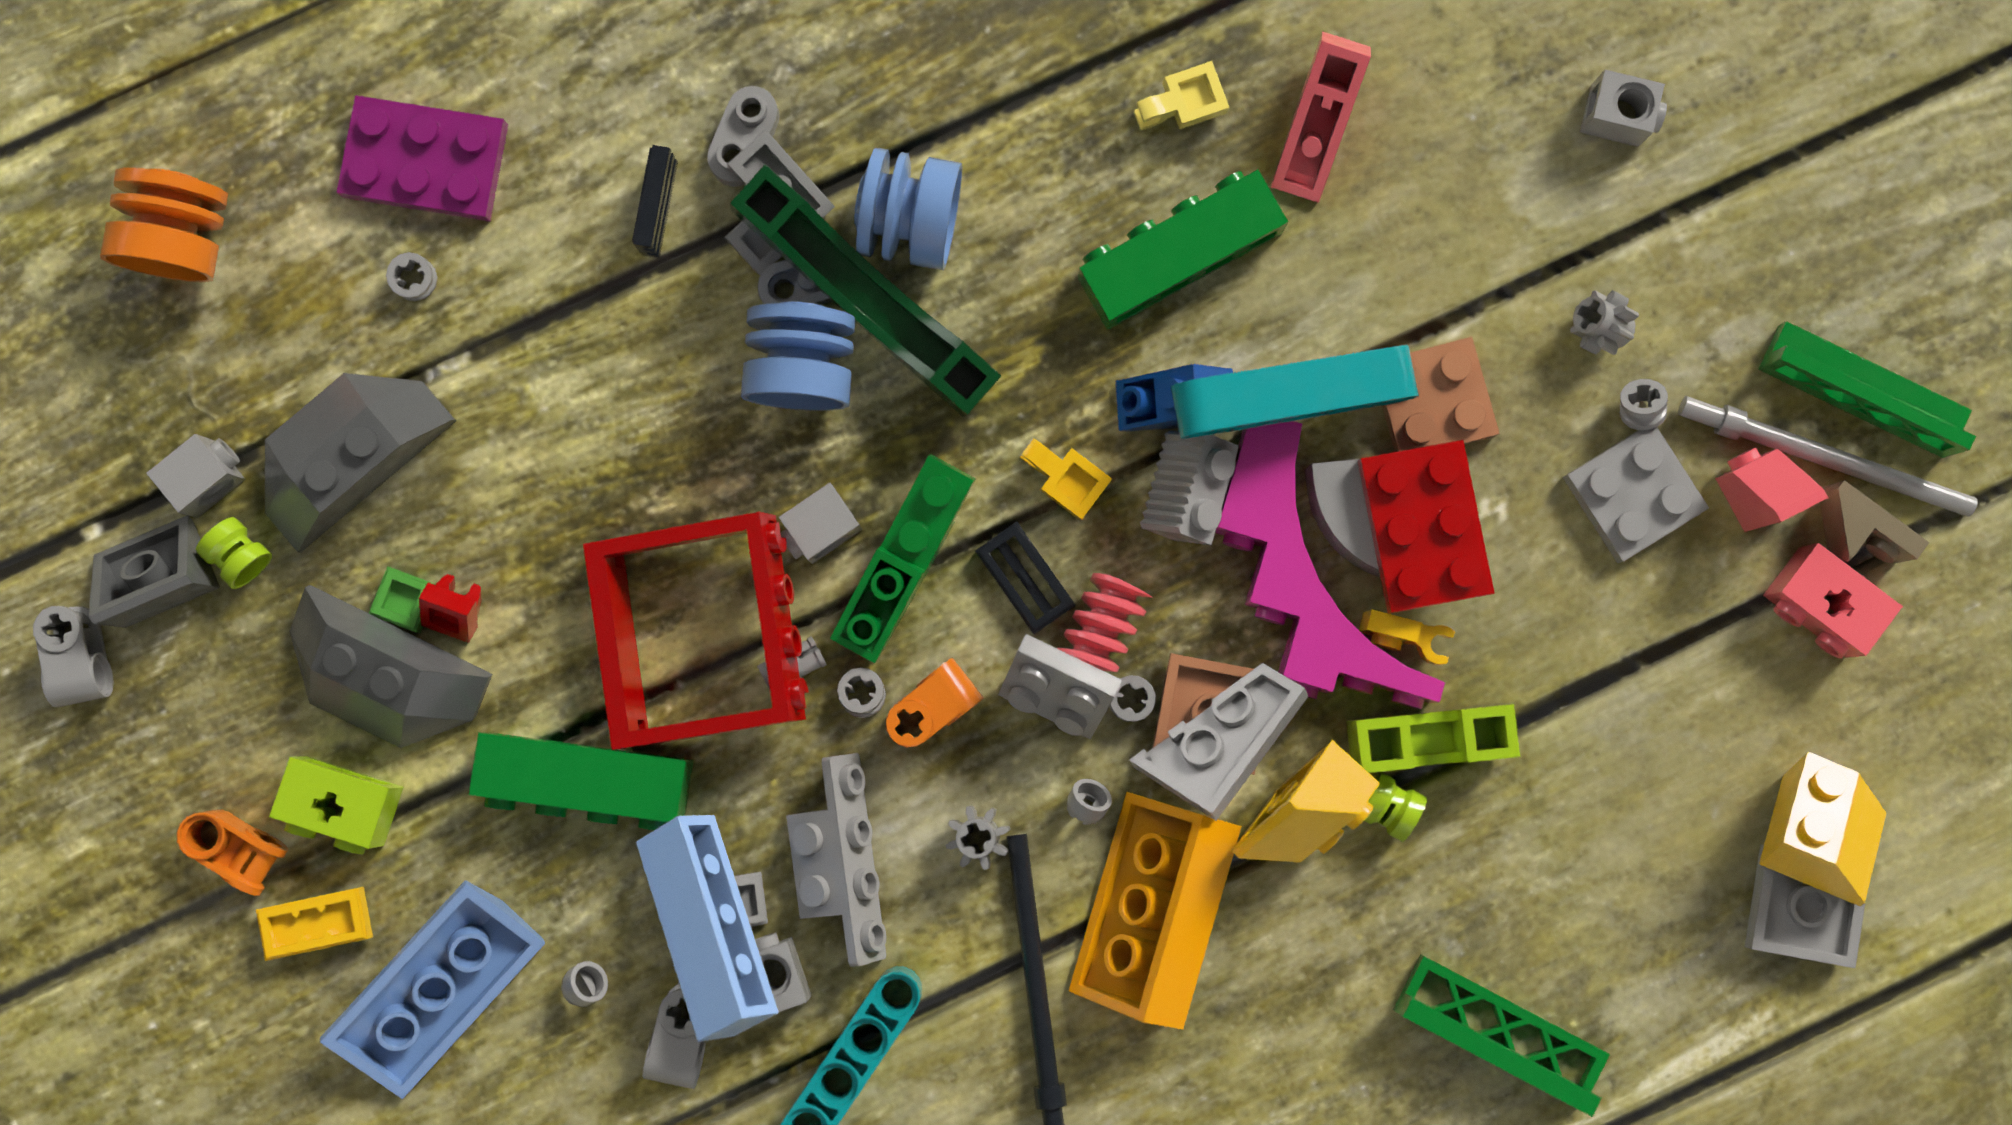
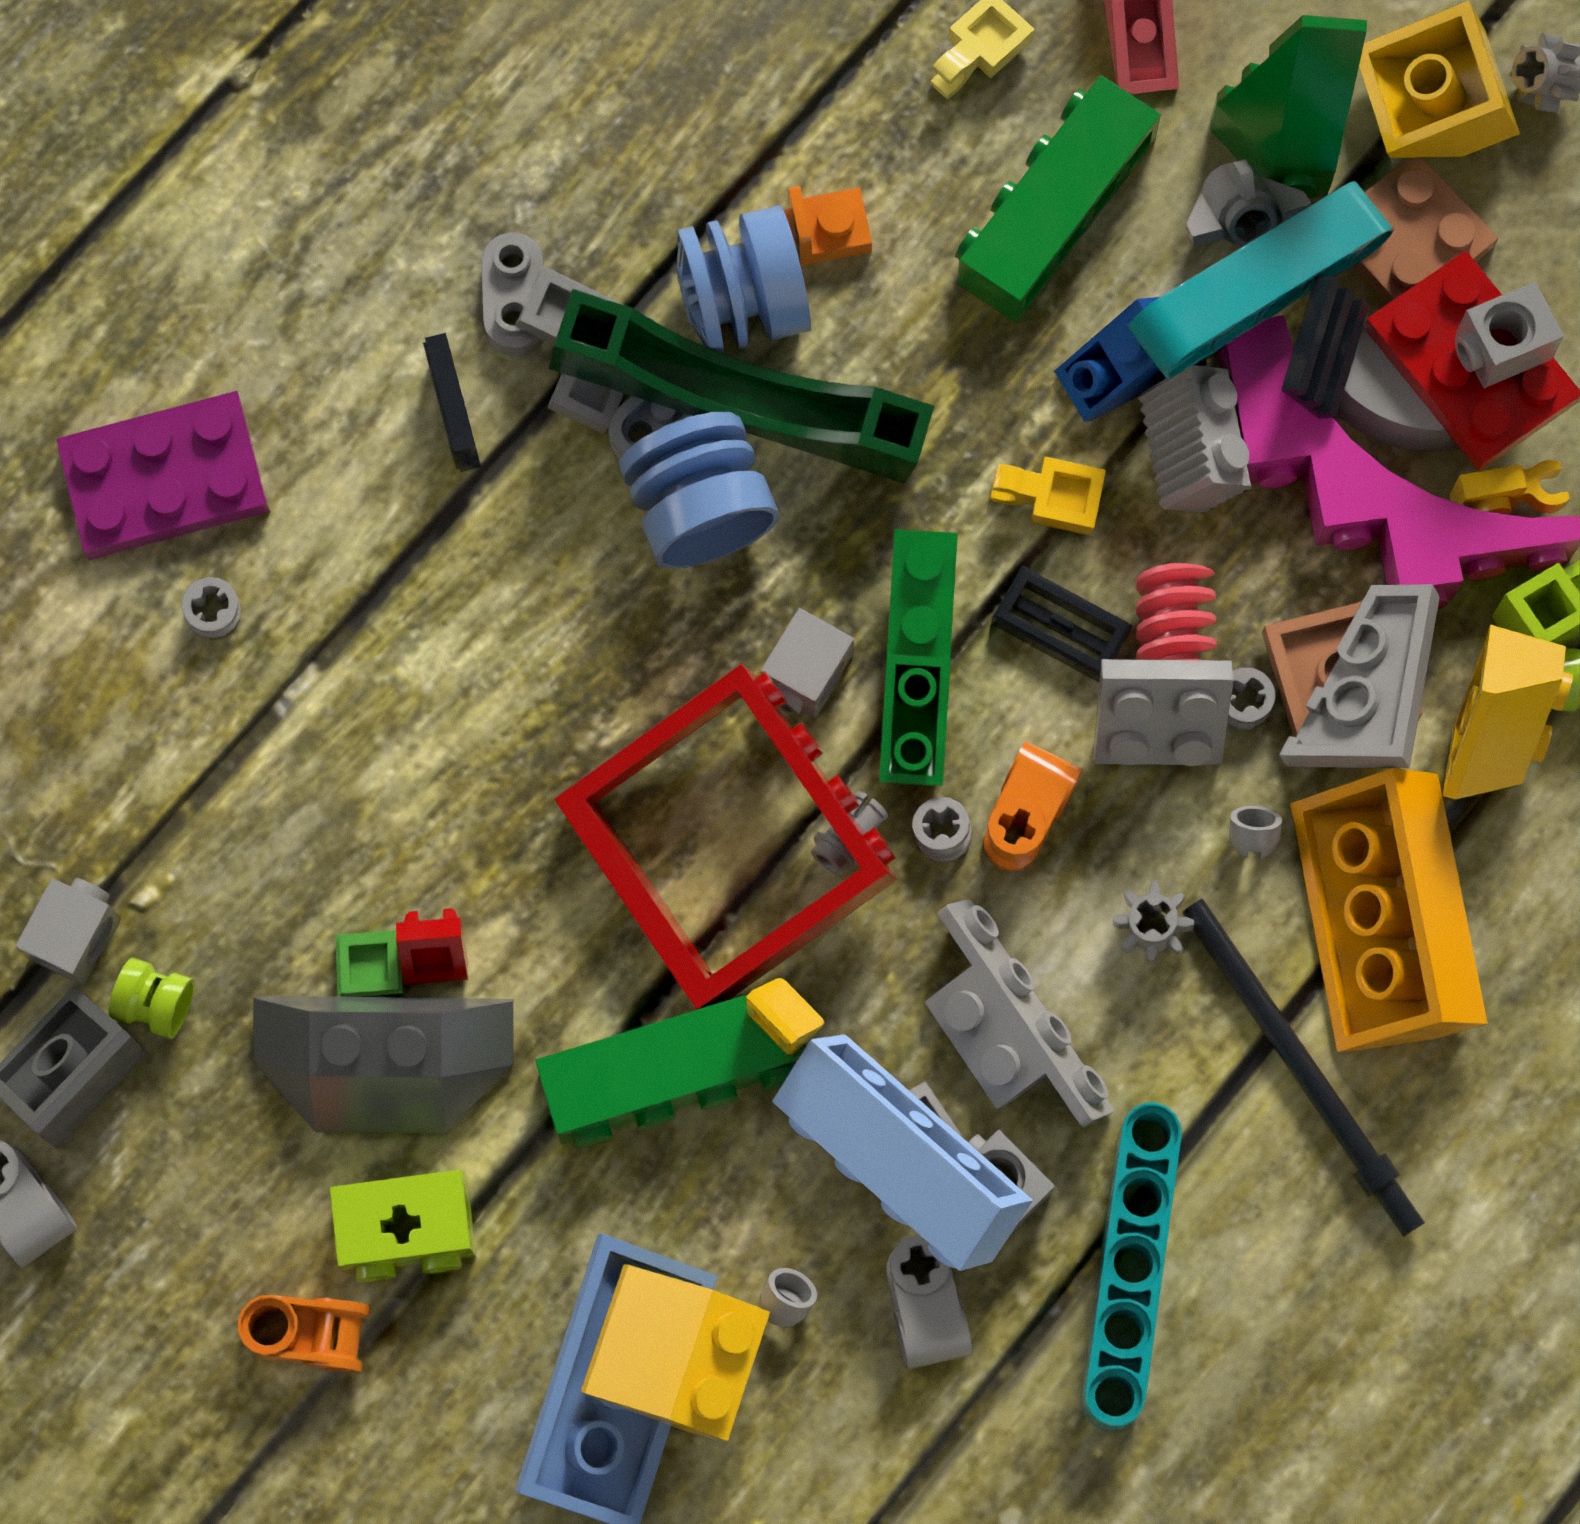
camera: 25 degrees left, 10 degrees down
(314, 923) = (440, 1375): yellow plate -> none
(344, 450) = (224, 831): dark grey wedge -> none
(479, 993) = (675, 1352): none -> yellow slope
(668, 787) = (783, 1015): none -> yellow slope
(998, 189) = (828, 225): none -> orange bracket
(1315, 319) = (1241, 203): none -> light grey brick
(1317, 467) = (1325, 347): none -> black tile
(1388, 267) = (1295, 104): none -> green wedge
(1478, 523) = (1525, 317): none -> light grey brick
(1512, 295) = (1437, 87): none -> yellow slope

